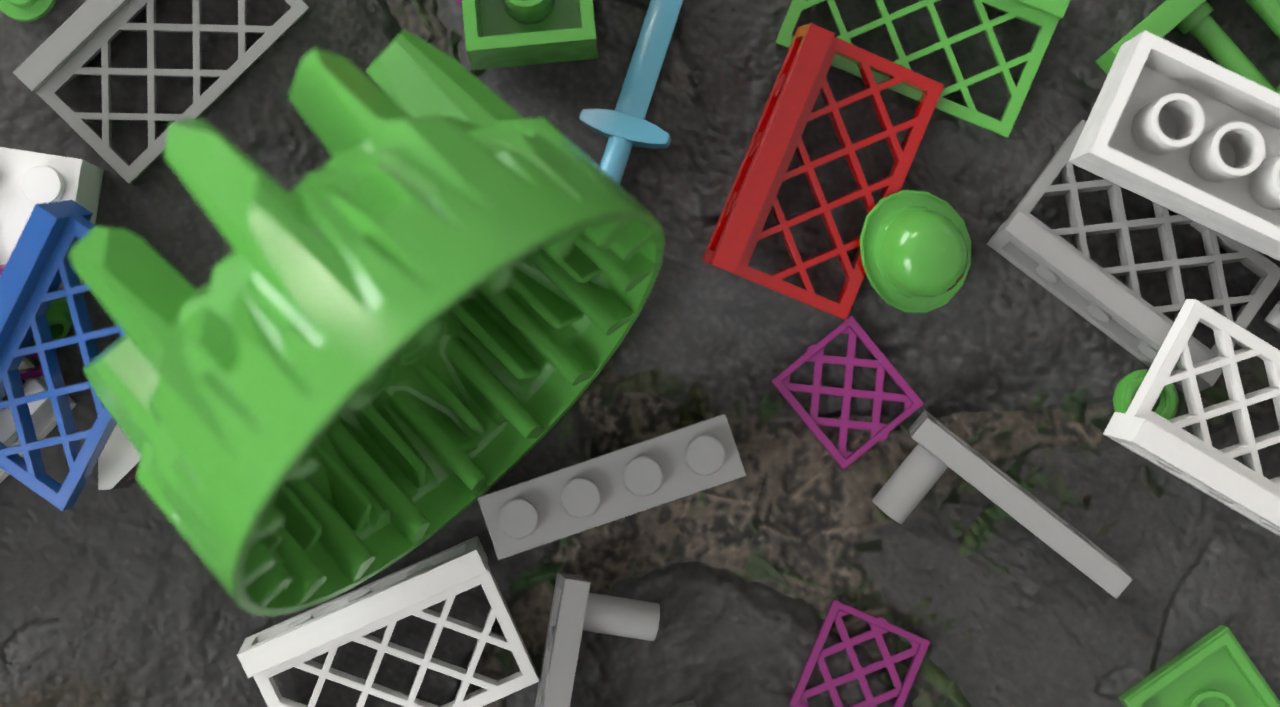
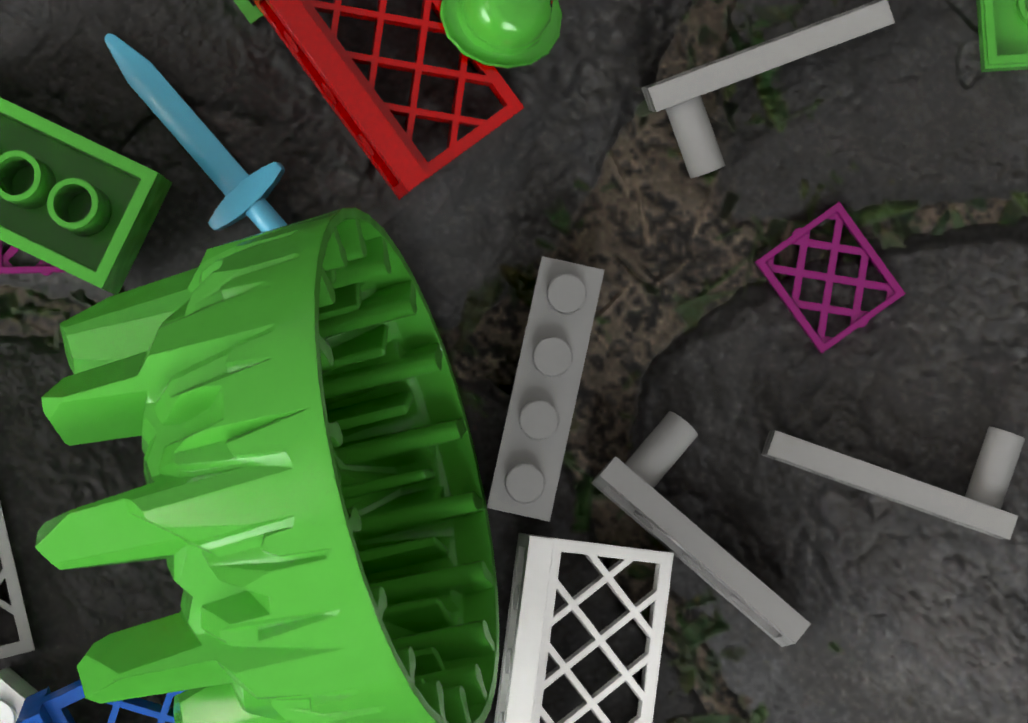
camera: 60 degrees left, 0 degrees up
(878, 430) = (635, 137): magenta window -> none

